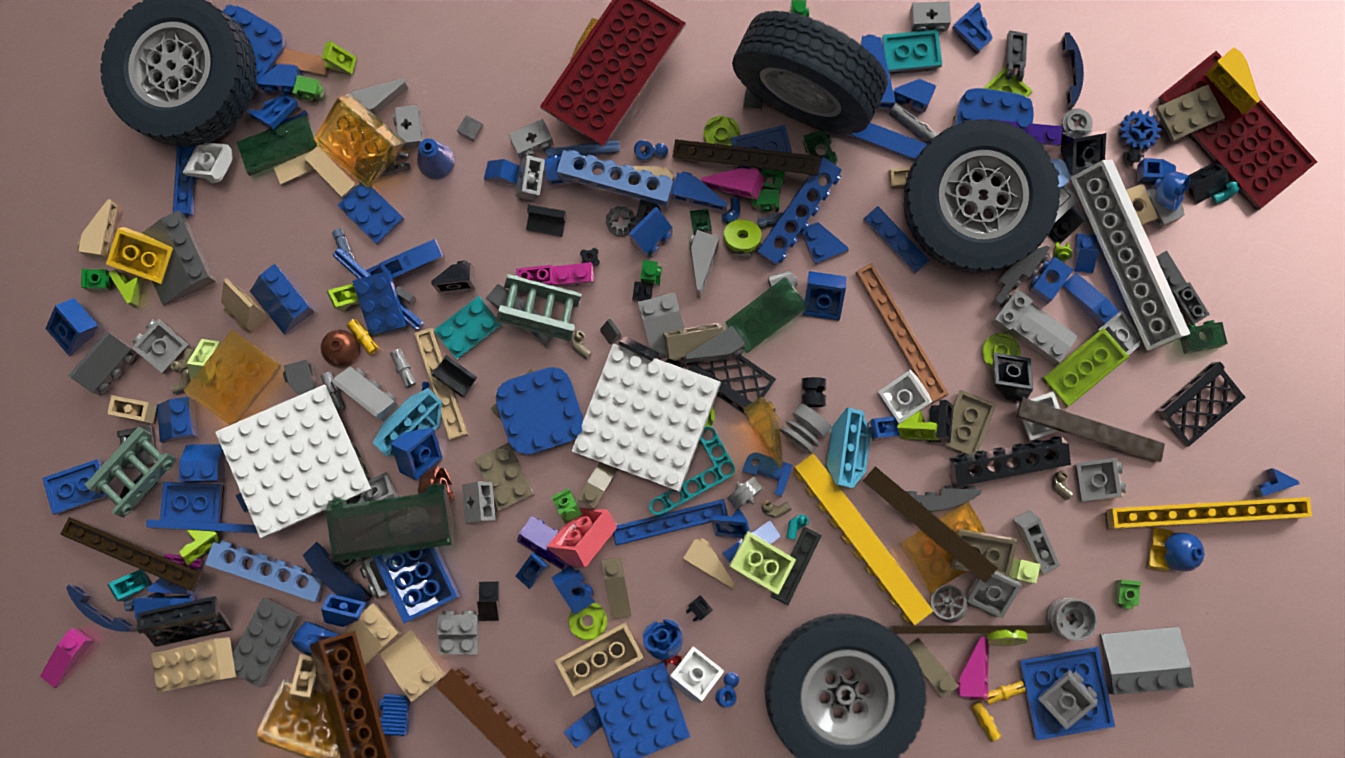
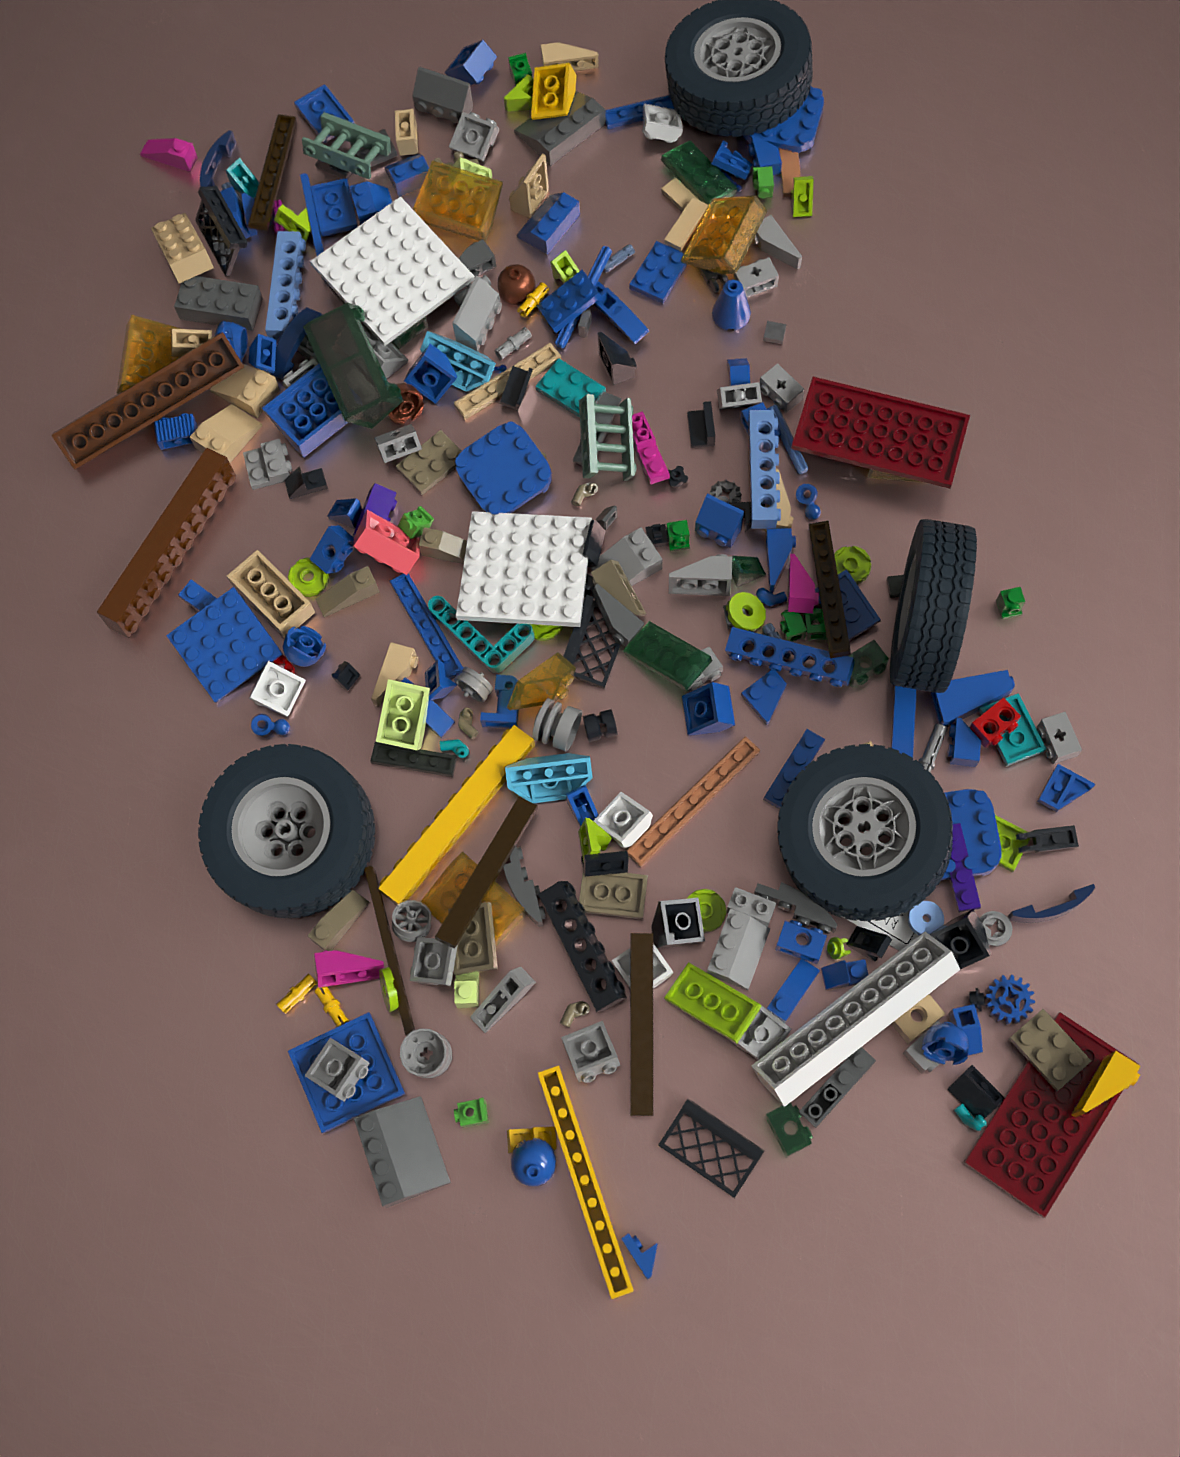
camera: 75 degrees right, 10 degrees down
(903, 62) = (991, 720): none -> red brick

